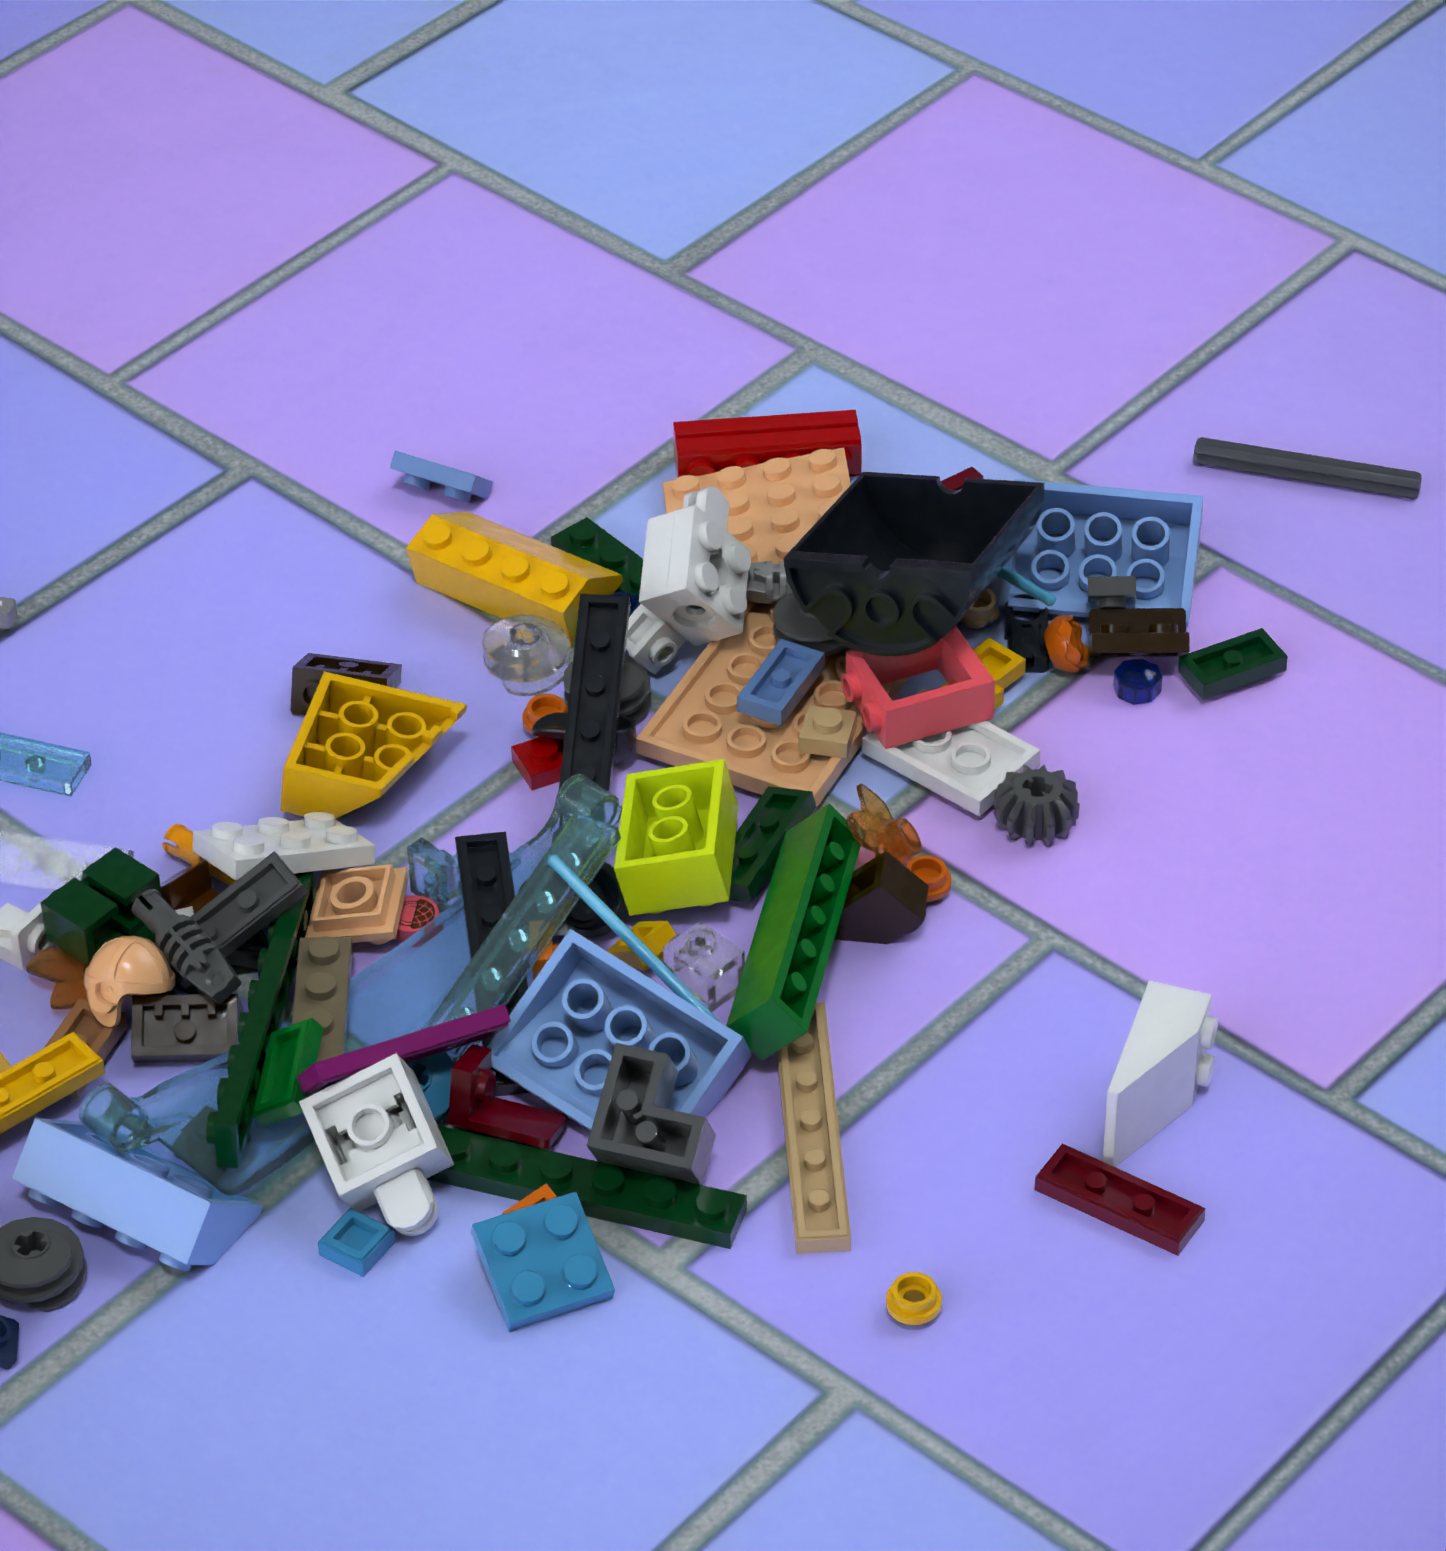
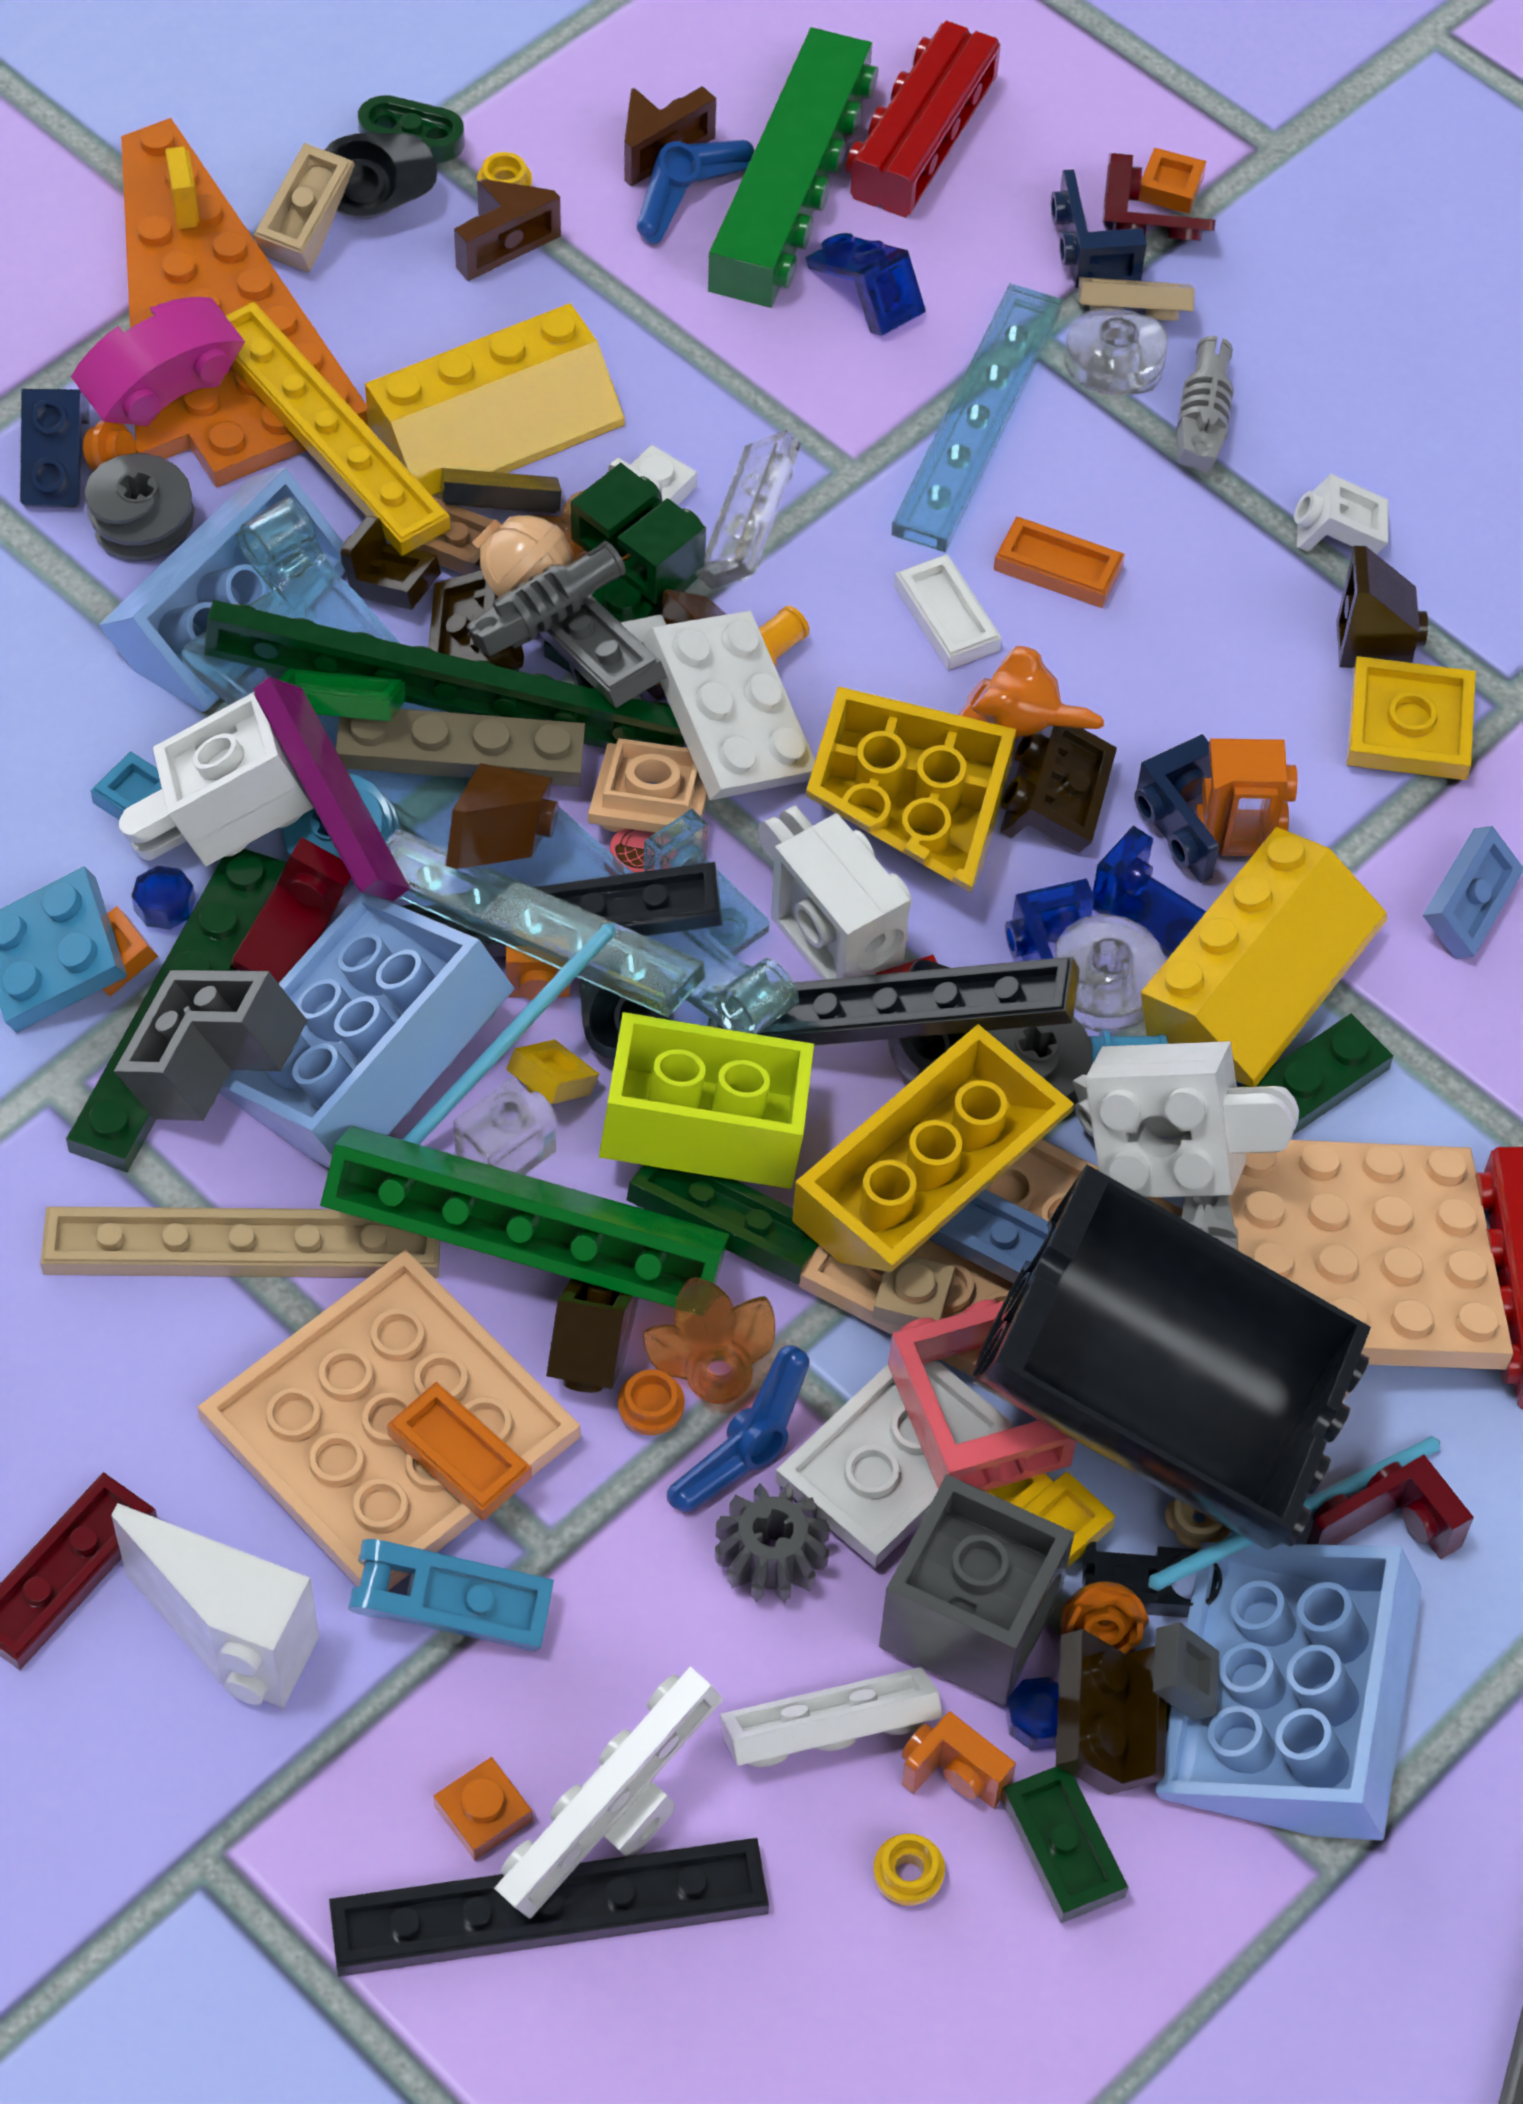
camera: 90 degrees right, 15 degrees up
(28, 1017) = (500, 490): none -> black tile
(74, 542) = (1343, 513): none -> white bracket
(107, 696) = (1059, 562): none -> orange tile
(125, 1070) = (381, 573): none -> dark brown bracket
(159, 757) = (947, 612): none -> white tile
(188, 514) = (1378, 612): none -> dark brown slope
(275, 506) = (1411, 718): none -> yellow plate
(289, 681) = (1025, 698): none -> orange animal
(367, 625) = (1161, 799): none -> dark blue bracket
(376, 570) = (1246, 793): none -> orange window
(407, 973) = (500, 817): none -> reddish brown slope
(451, 637) = (1127, 890): none -> clear blue bracket
(476, 1200) = (163, 897): none -> clear blue tile
(481, 777) = (834, 896): none -> white brick
(506, 689) = (1044, 915): none -> clear blue bracket
(729, 703) = (926, 1153): none -> yellow slope
(949, 818) = (751, 1432): none -> blue piece
(967, 1017) = (320, 1405): none -> light nougat plate
(996, 960) = (459, 1451): none -> orange tile
(1073, 680) = (975, 1589): none -> dark grey brick
(1114, 959) = (453, 1595): none -> dark azure plate
(1166, 771) = (831, 1717): none -> white plate
(1186, 709) = (968, 1760): none -> orange bracket
(1265, 735) = (913, 1850): none -> yellow plate
(1265, 844) = (616, 1799): none -> white plate
(1265, 949) = (483, 1808): none -> orange plate
(1332, 914) = (592, 1903): none -> black tile

